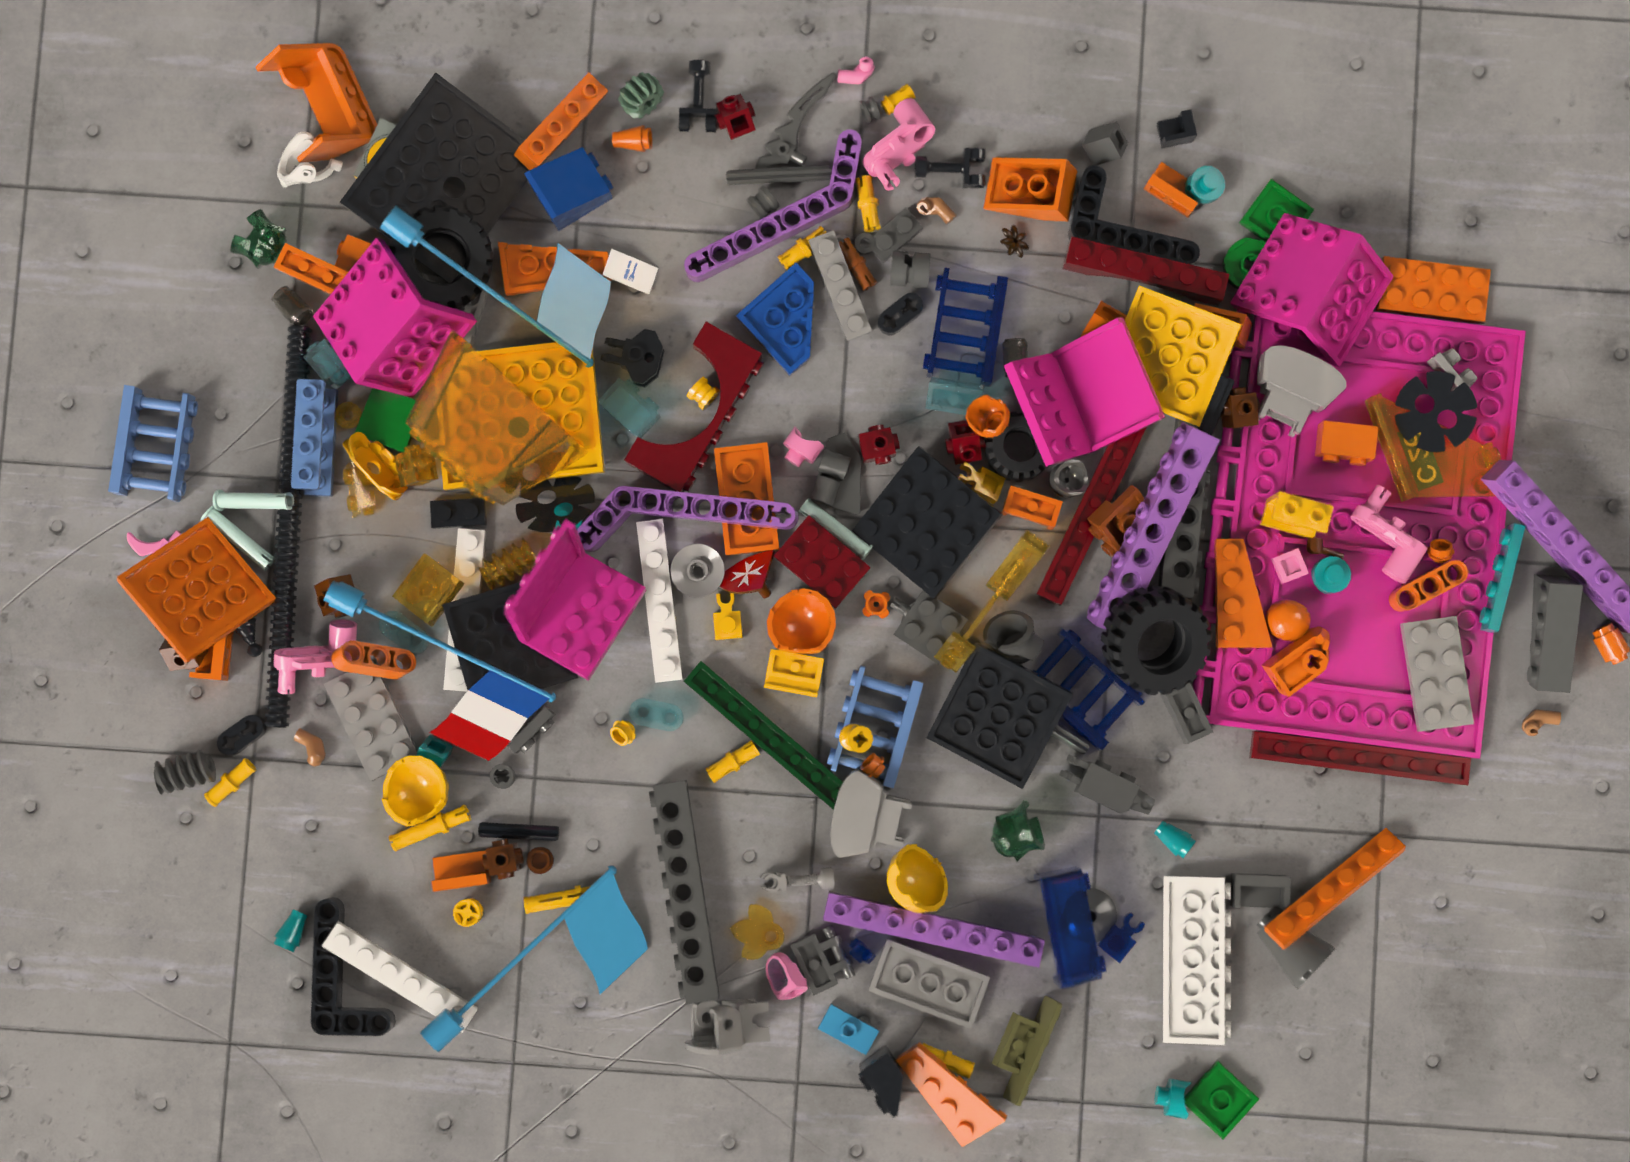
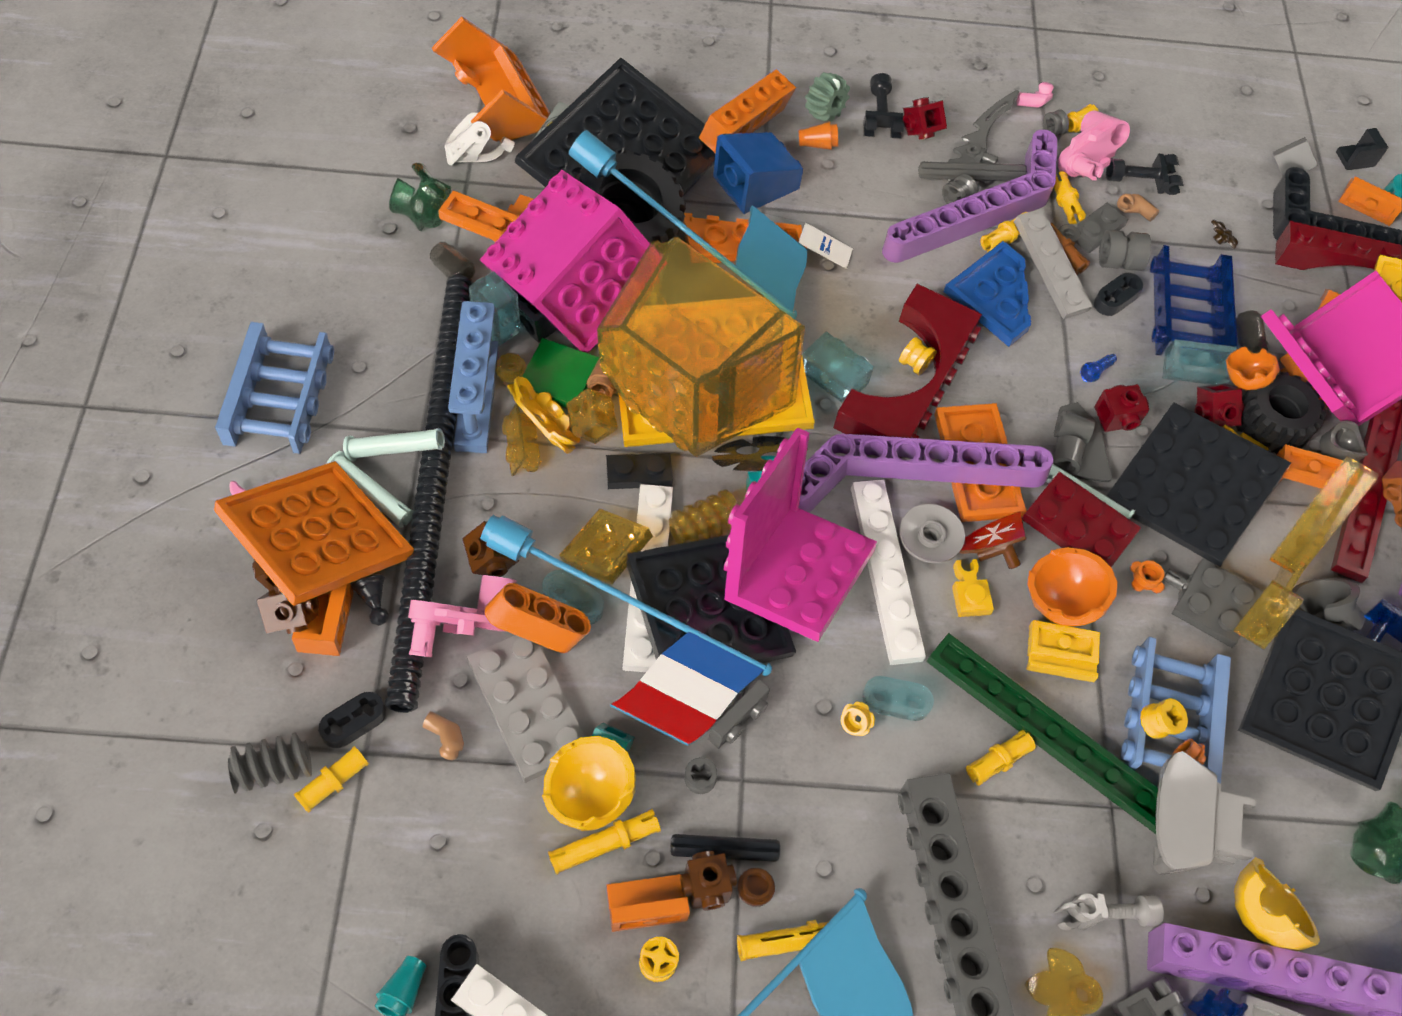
camera: 10 degrees left, 25 degrees down
(635, 354) = (842, 315): black hinge -> none
(801, 449) = (1037, 409): bright pink piece -> none
(861, 401) = (1092, 370): none -> clear blue piece
(1031, 188) = (1232, 189): orange slope -> none

